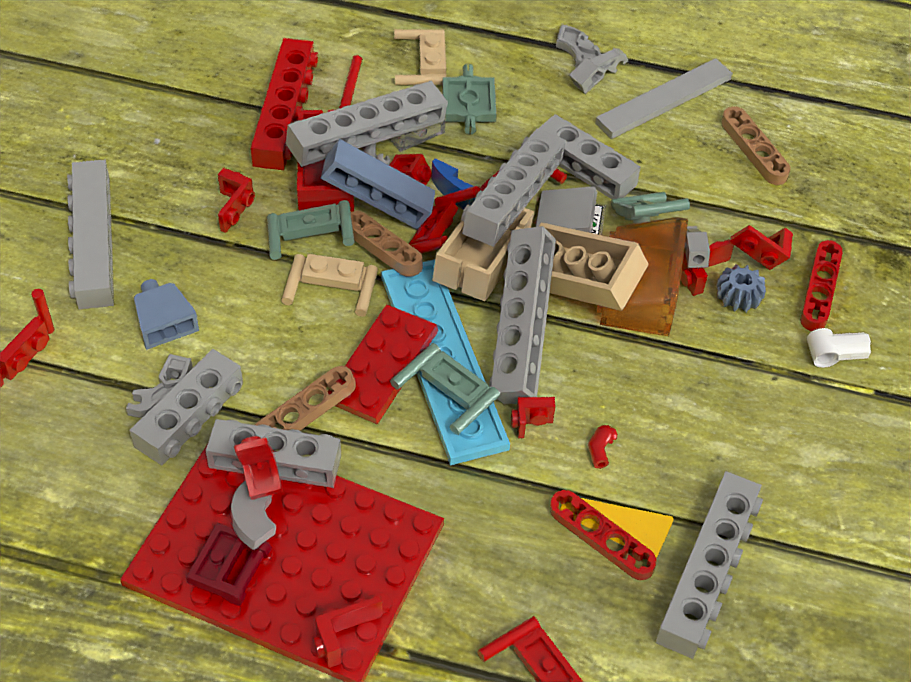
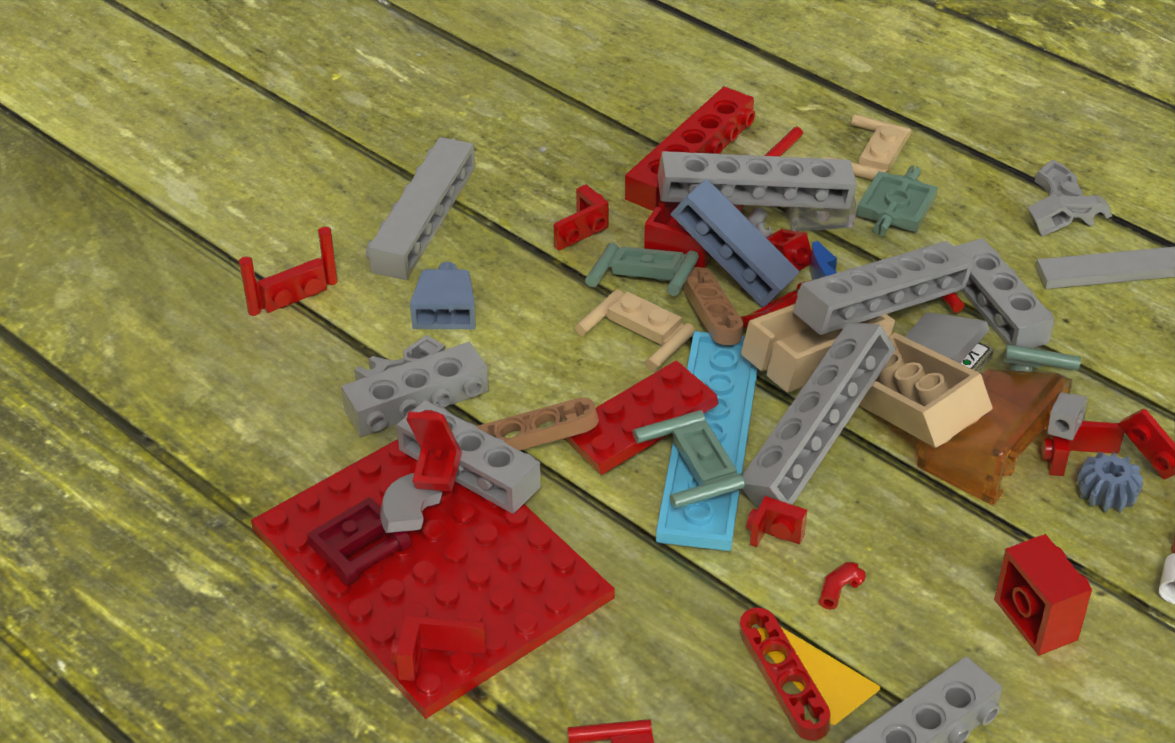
camera: 30 degrees right, 10 degrees down
(749, 399) = (1042, 594): none -> red brick

